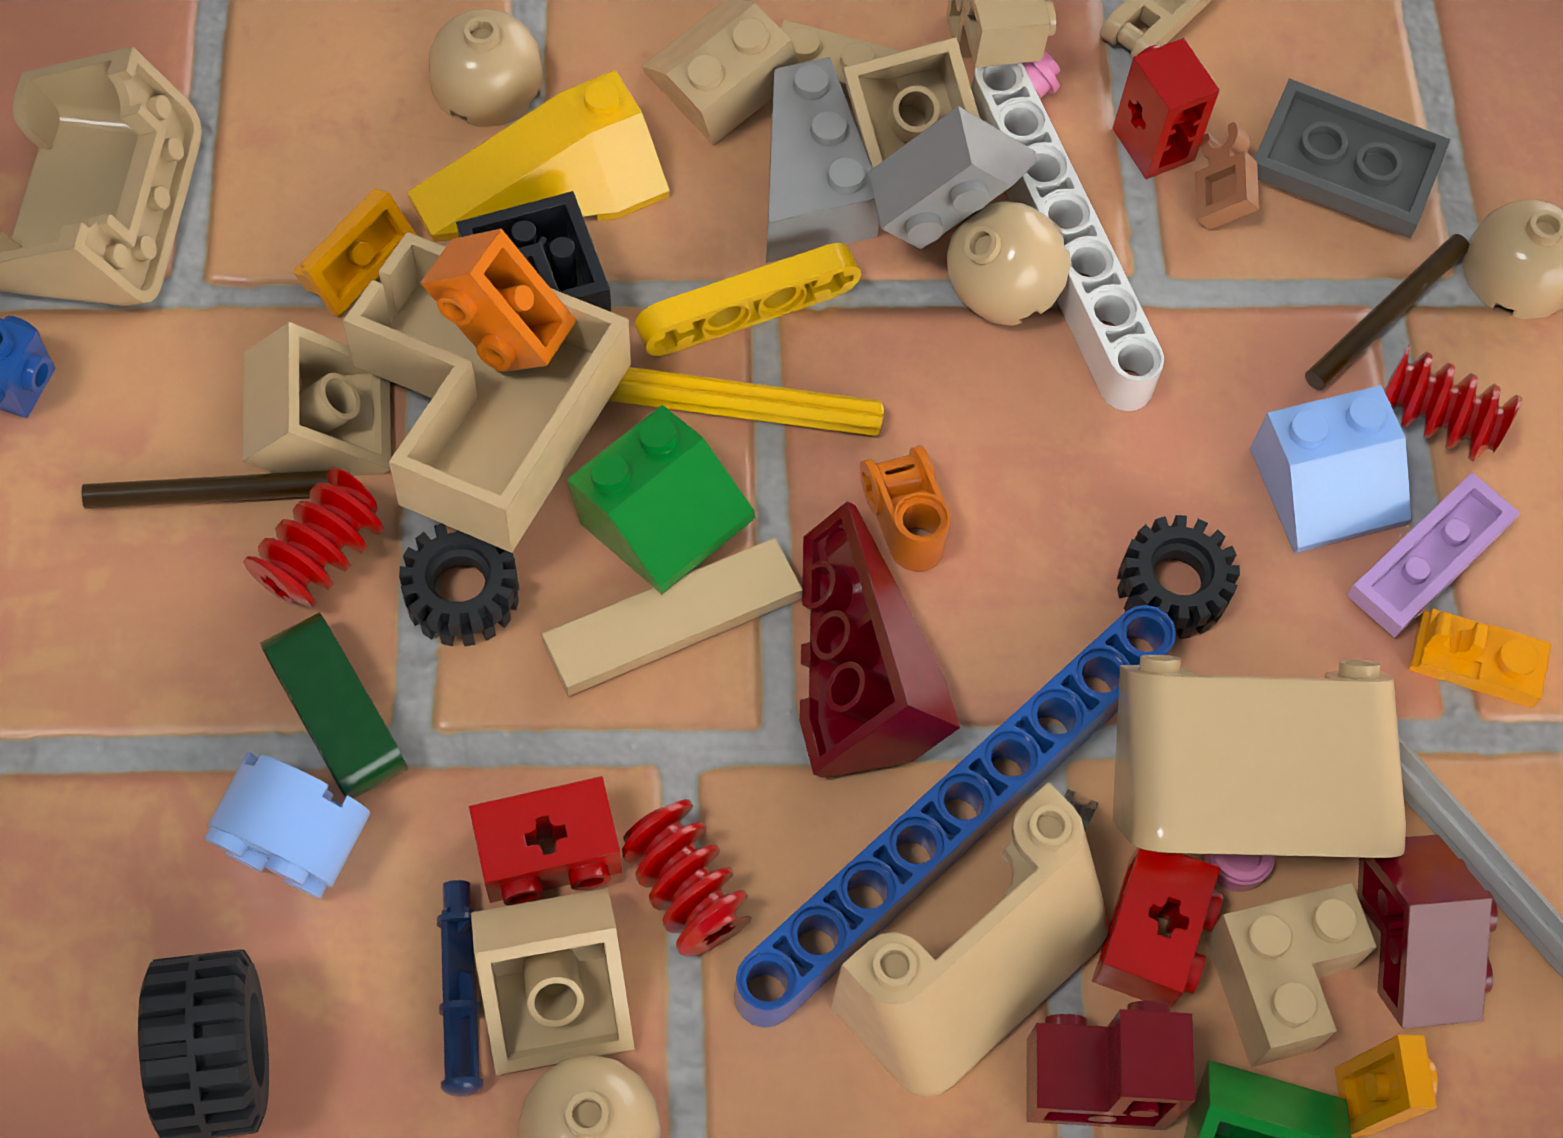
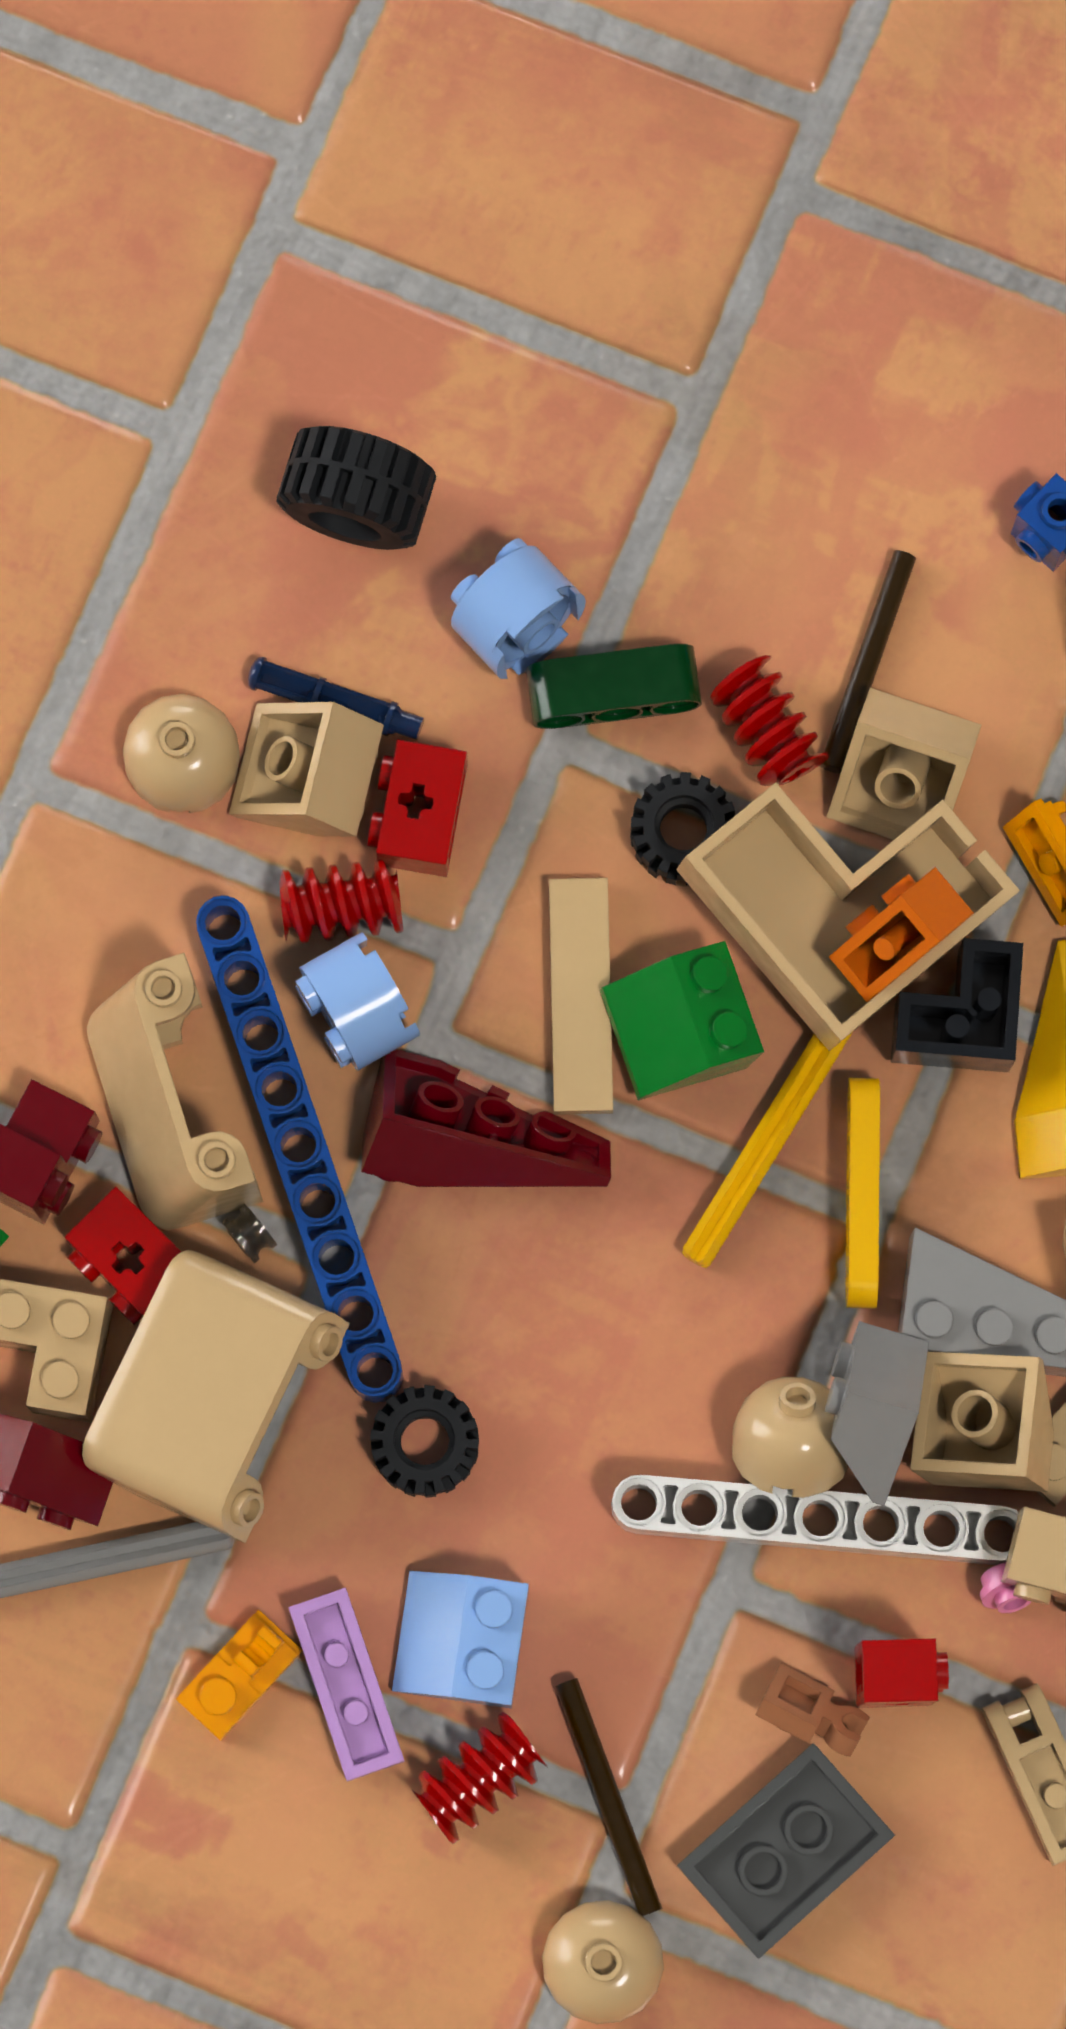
camera: 120 degrees right, 15 degrees up
(789, 802) = (357, 1003): none -> light blue brick
(906, 497) = (598, 1238): orange piece -> none

